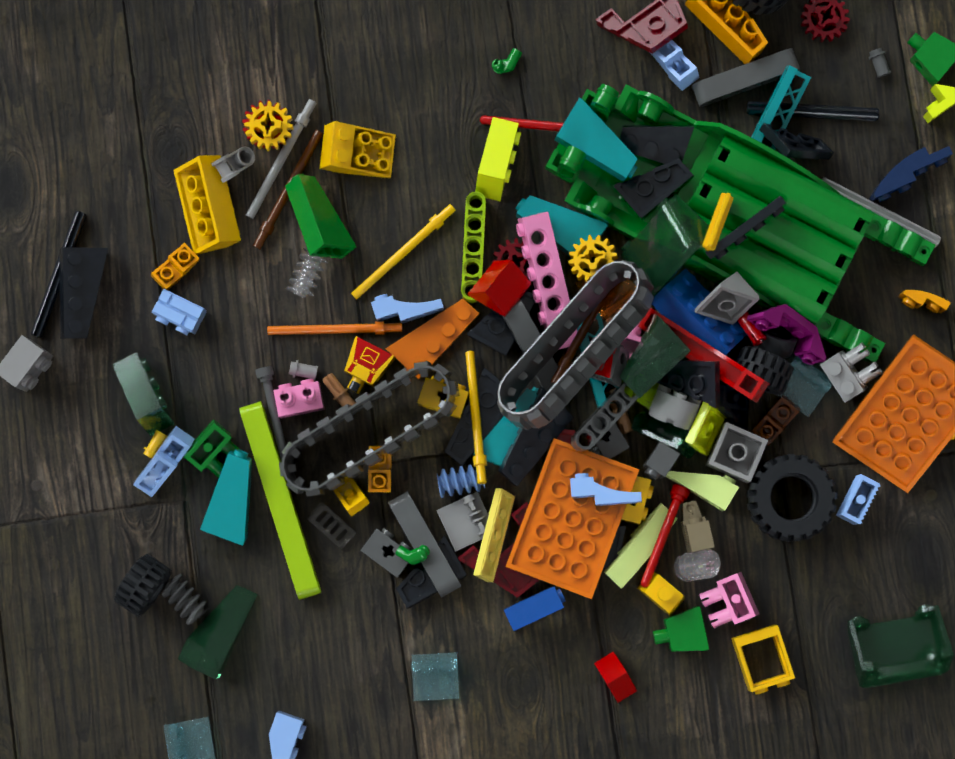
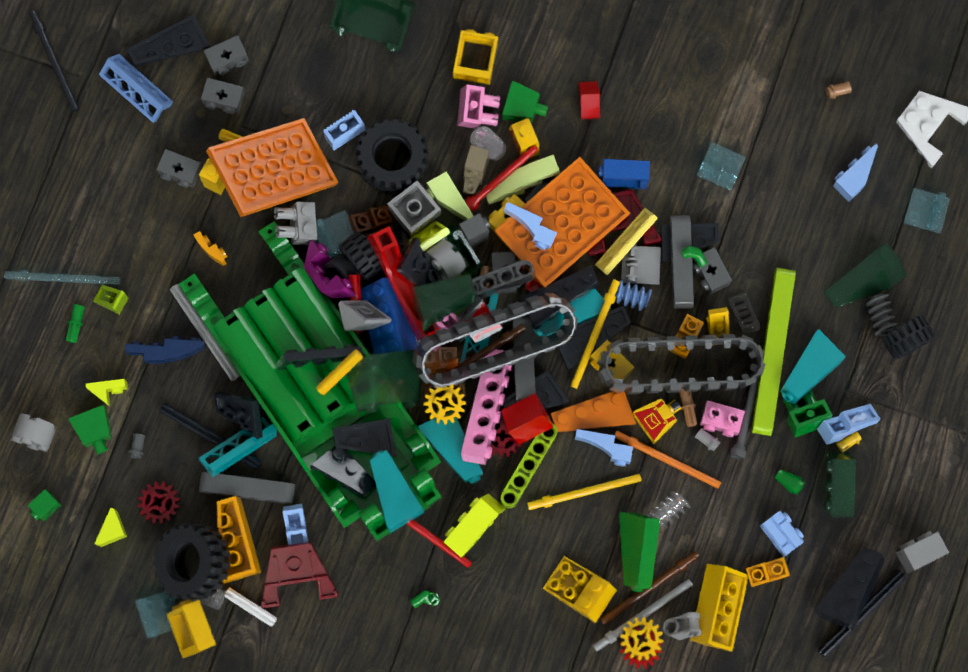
camera: 155 degrees left, 5 degrees down
(196, 370) = (790, 481): none -> green cone

